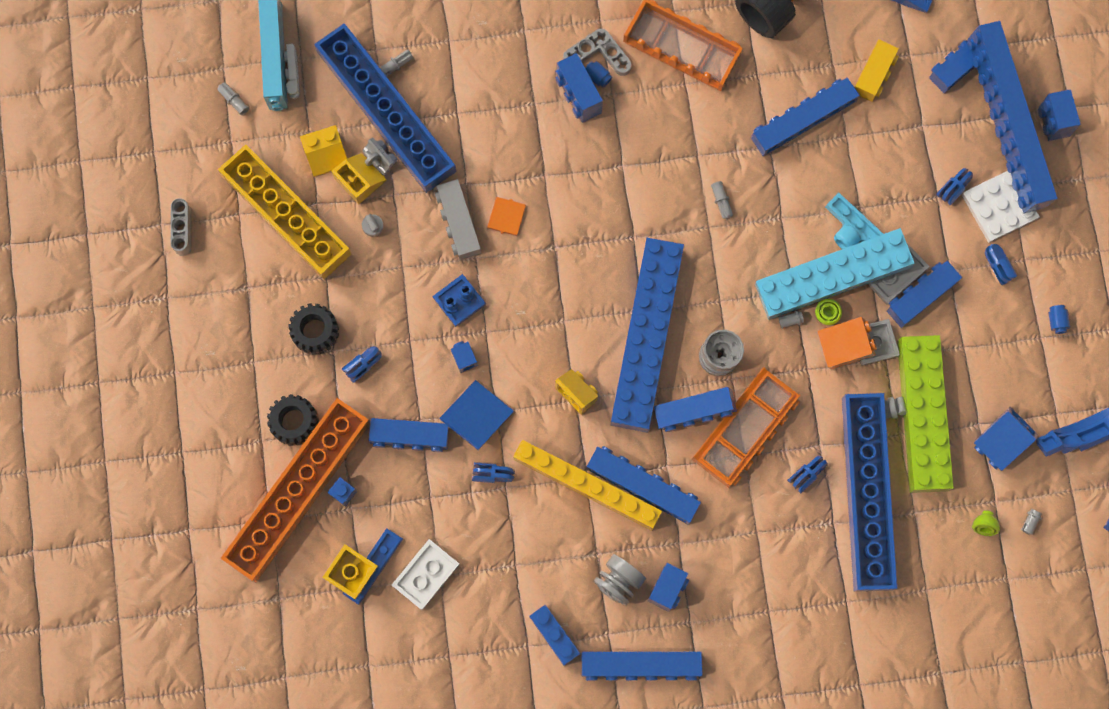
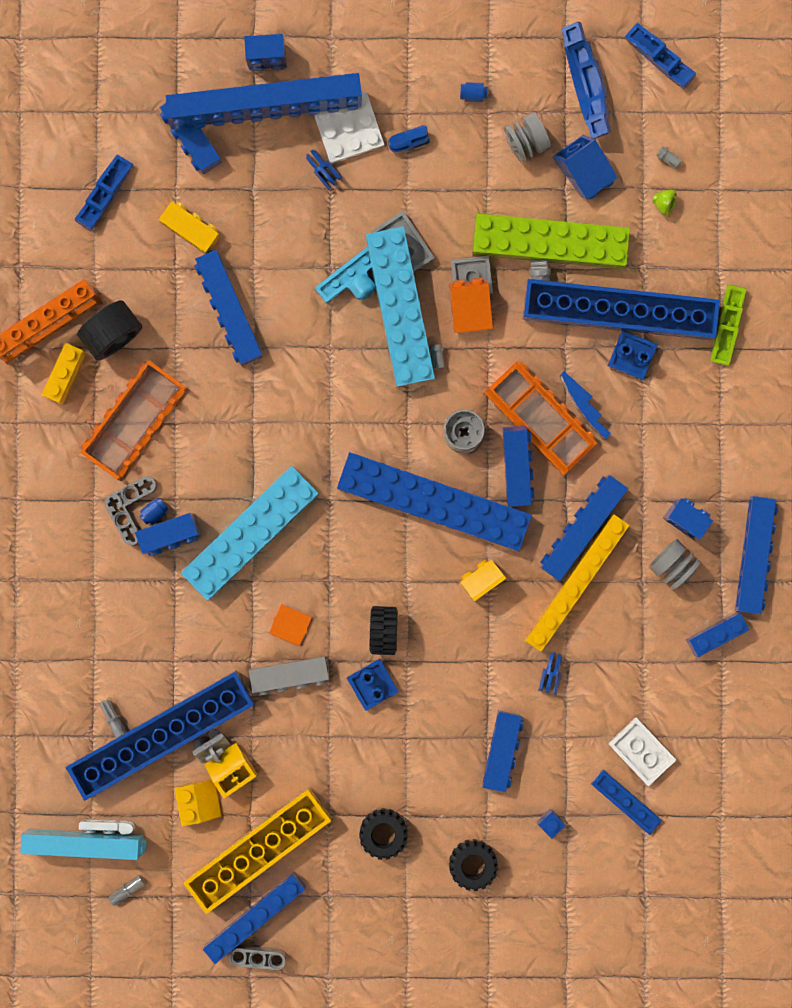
camera: 75 degrees left, 10 degrees up
(219, 218) = (254, 917): none -> blue brick
(295, 490) = (544, 869): orange brick -> none
(350, 571) = (632, 825): yellow slope -> none
(362, 363) = (424, 789): blue arm -> none
(372, 225) = (283, 762): light grey piece -> none
(464, 356) = (430, 687): blue brick -> none
(476, 415) = (492, 682): blue piece -> none
(513, 300) = (383, 630): none -> black tyre
(590, 164) = (249, 533): none -> medium azure brick
(722, 200) = (304, 405): light grey axle -> none
(771, 466) = (580, 399): none -> blue slope
(809, 475) = (594, 366): blue arm -> none
(824, 511) = (632, 355): none -> blue plate
(828, 312) = (436, 318): lime brick -> none
(872, 605) = (728, 324): none -> lime slope
(923, 294) = (429, 220): blue brick -> none
(1024, 375) = (527, 137): none -> light grey wheel

